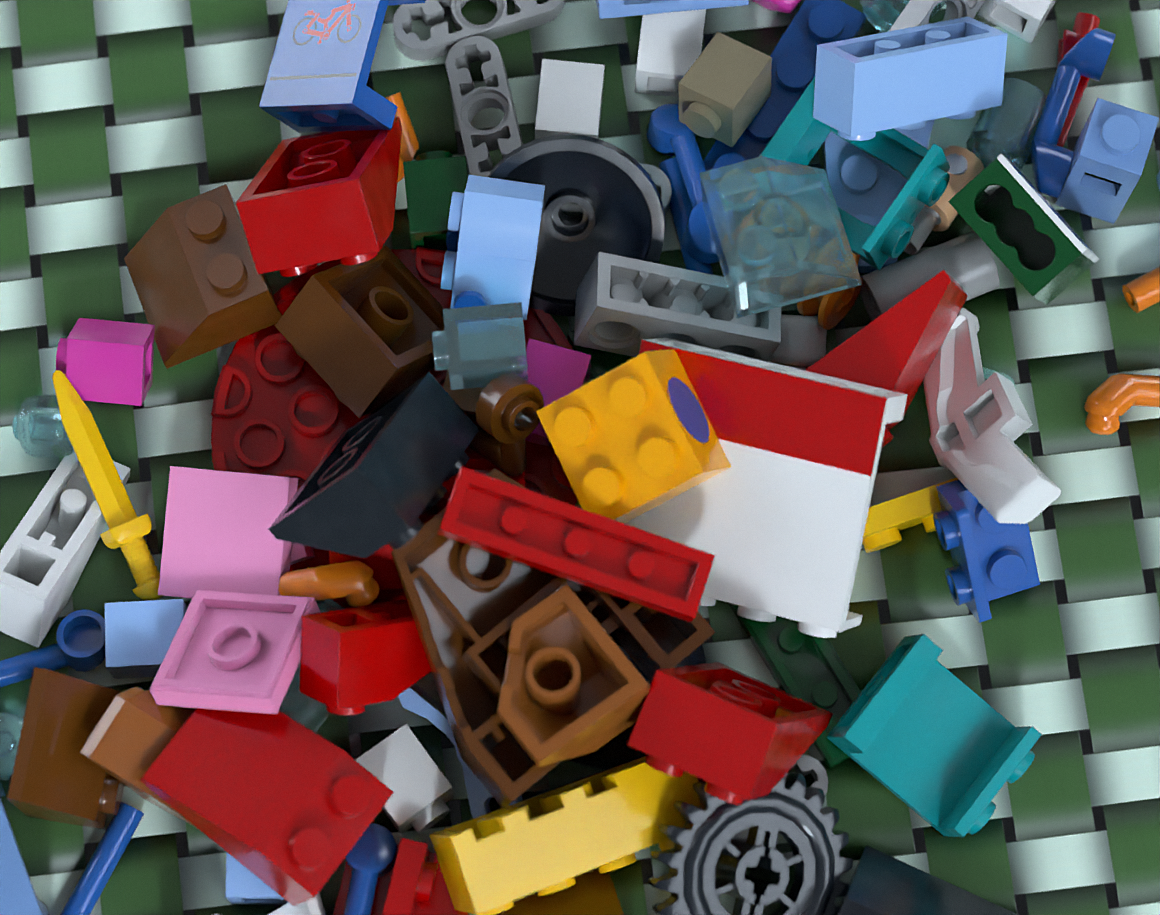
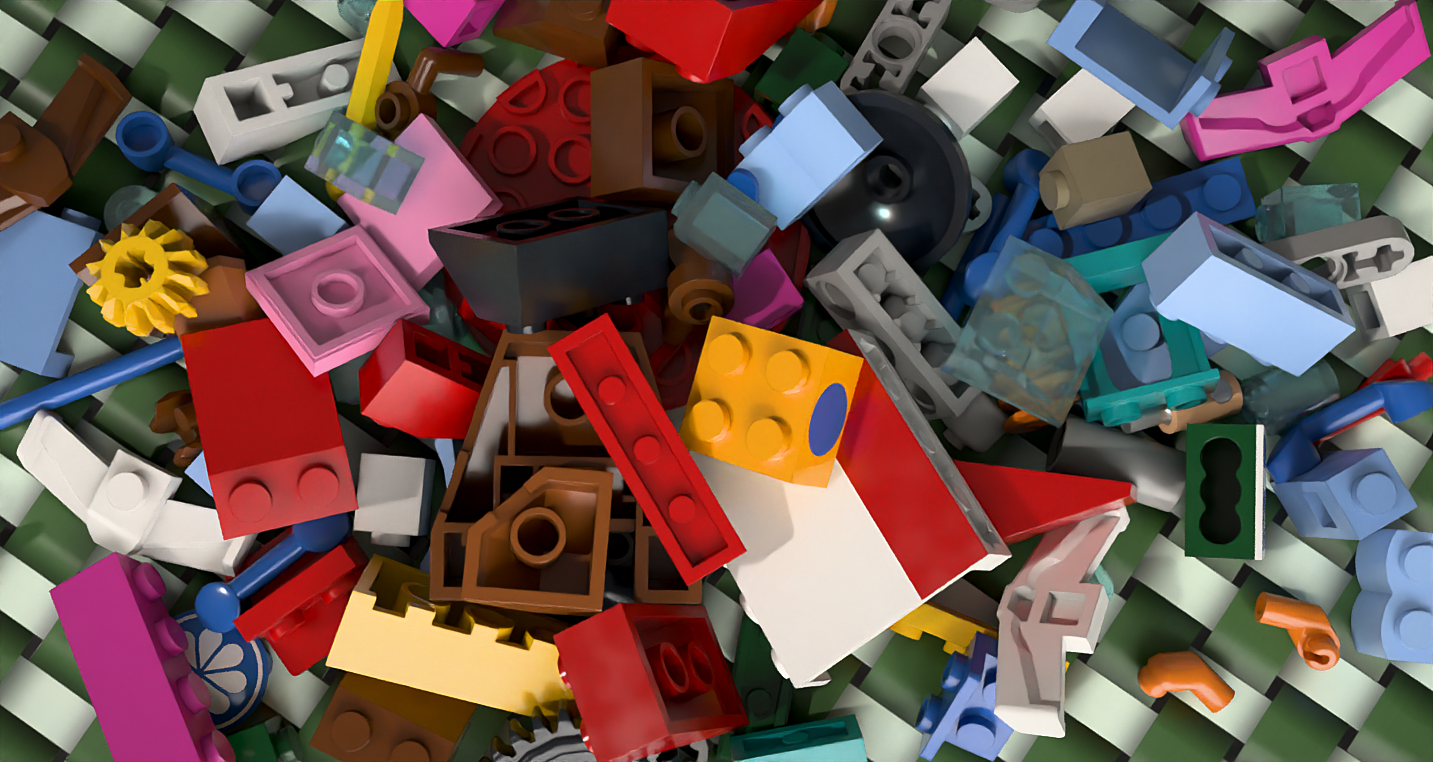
camera: 40 degrees right, 10 degrees up
(60, 743) = (122, 275): none -> yellow gear
(148, 461) = (408, 99): none -> reddish brown plate
(161, 537) = (364, 163): none -> clear light blue brick
(191, 864) = (177, 414): none -> reddish brown arm
(332, 581) = (452, 308): orange arm -> none

